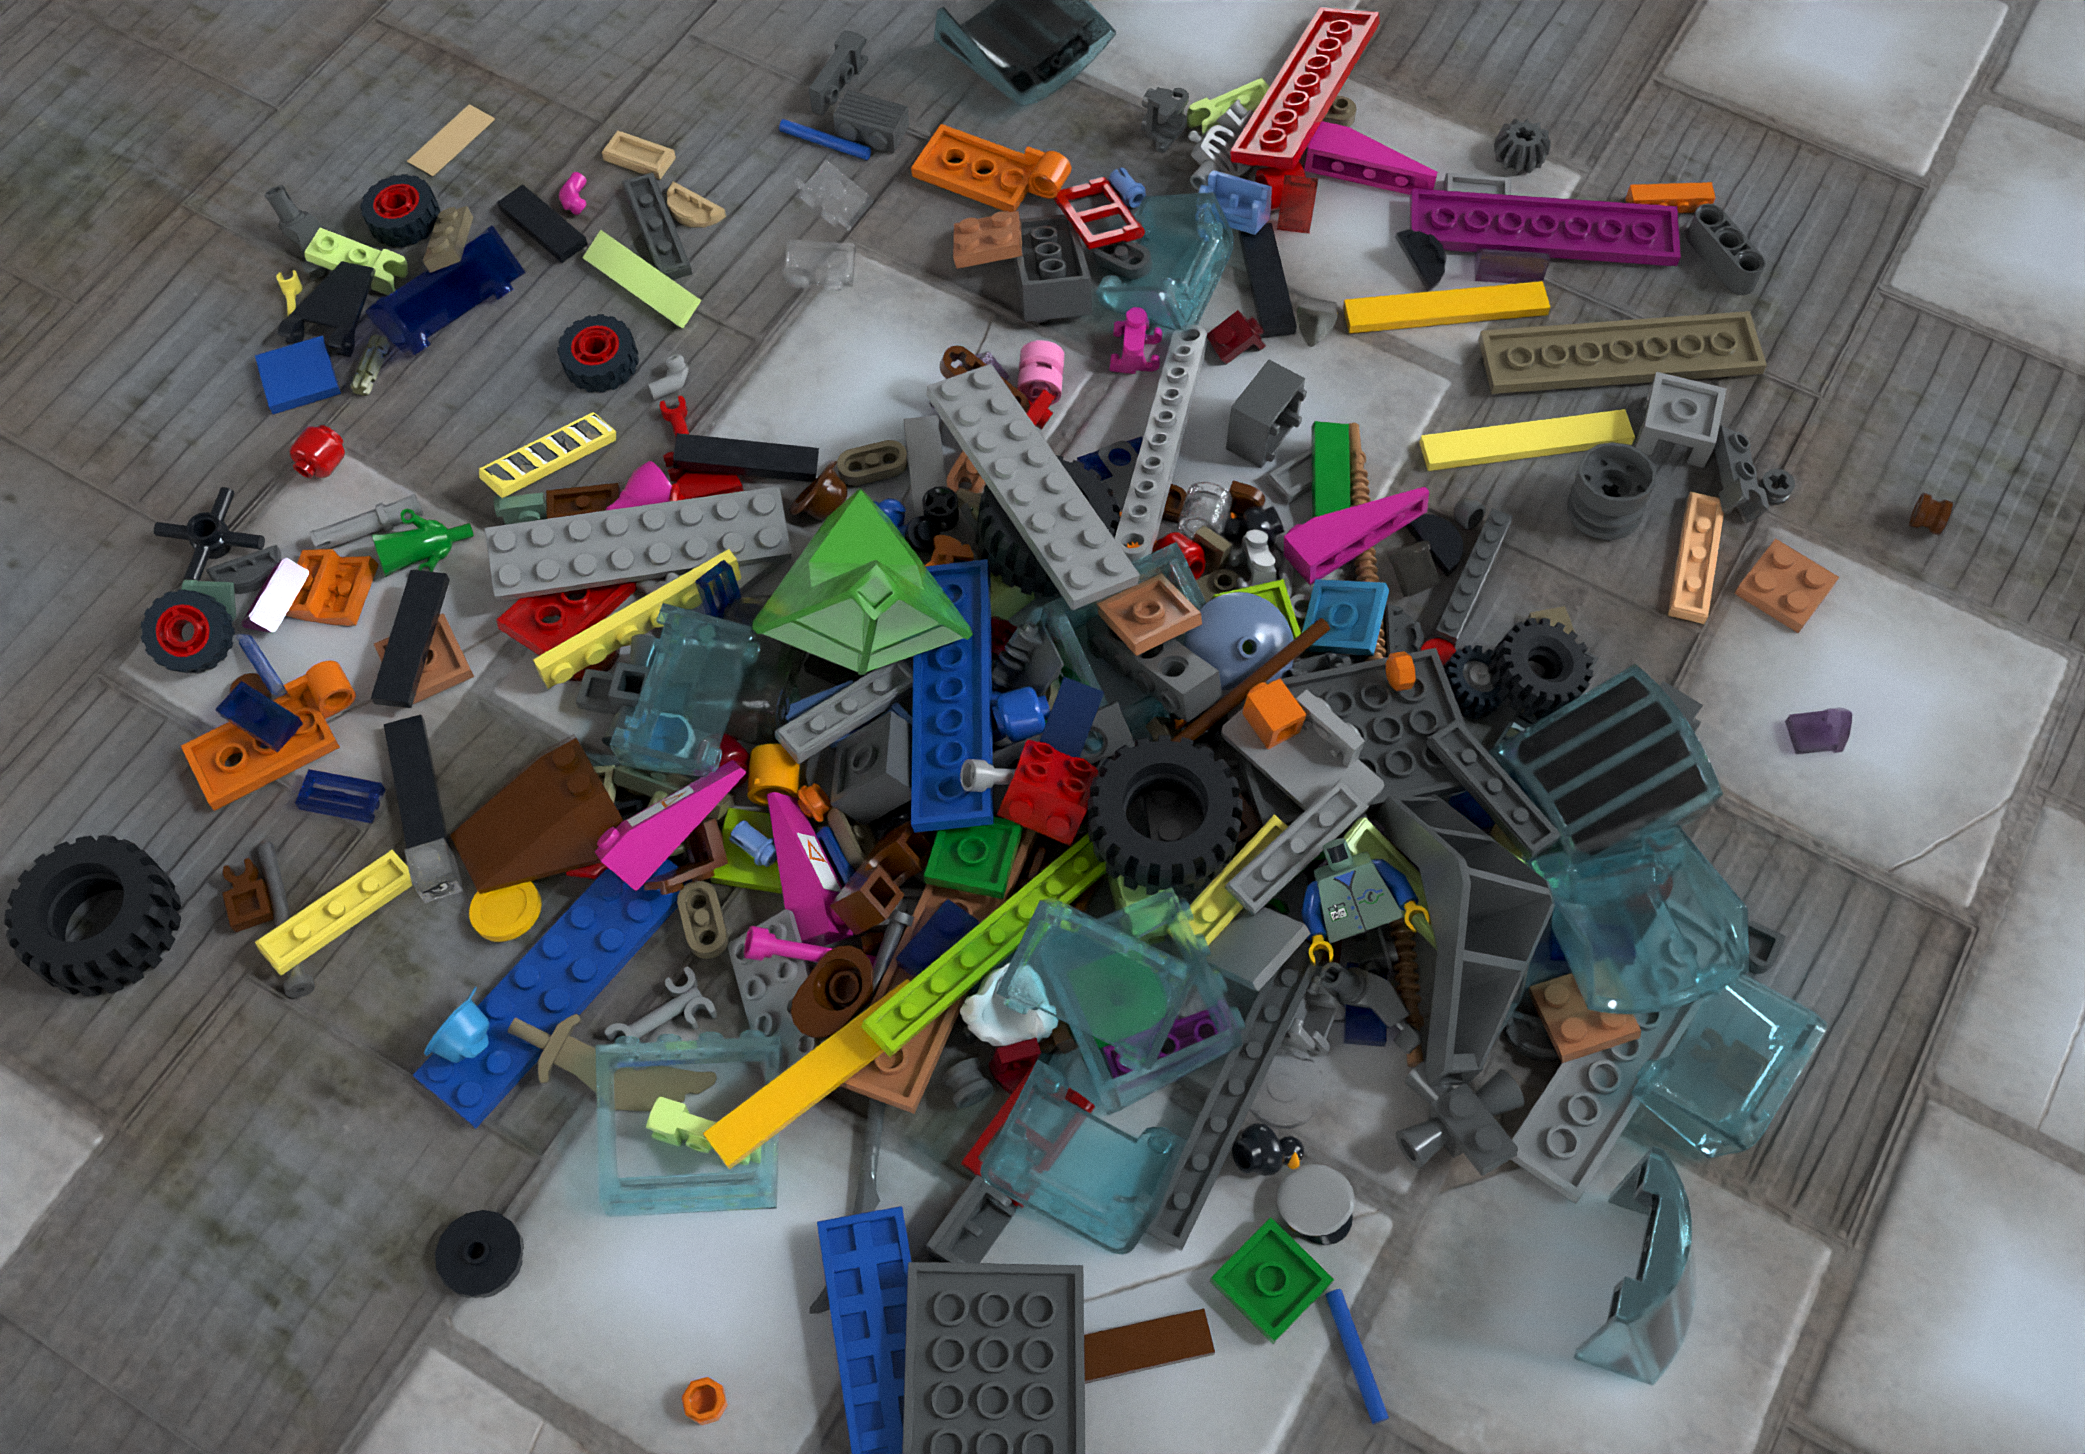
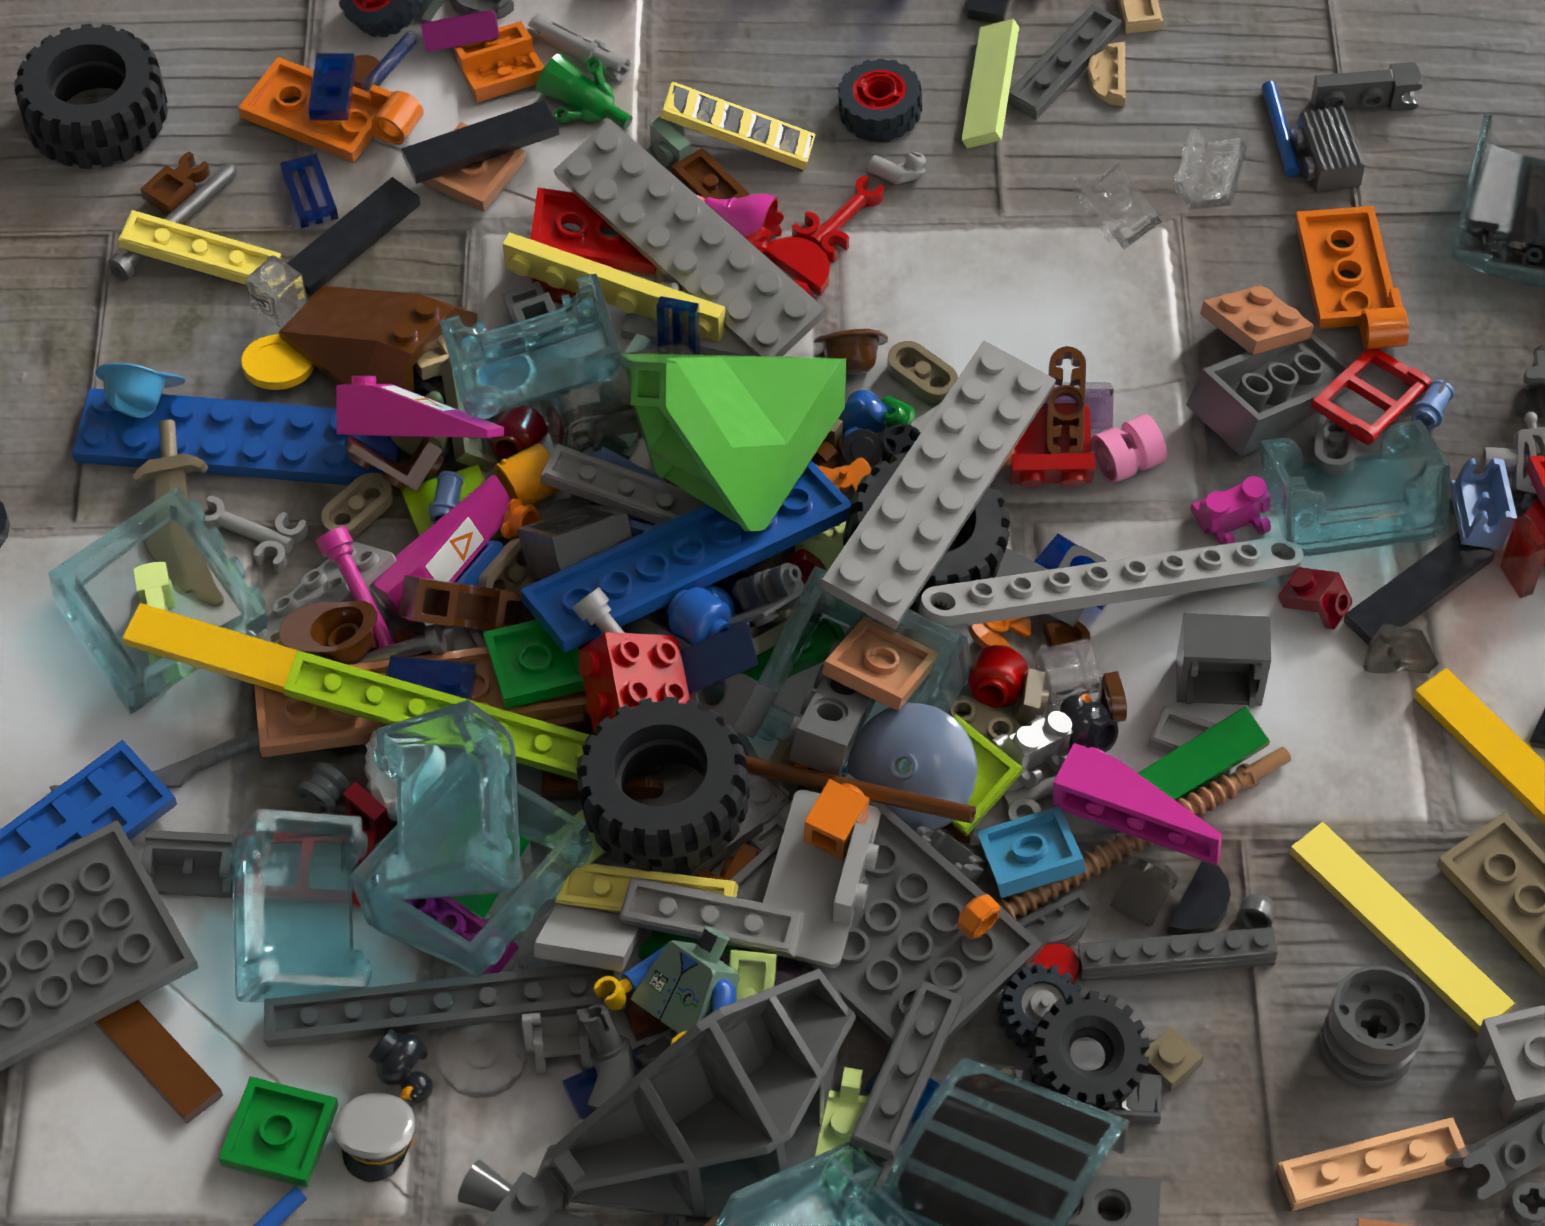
camera: 60 degrees right, 5 degrees down
(745, 457) = (849, 270): black tile -> none
(905, 493) = (897, 411): none -> green arm

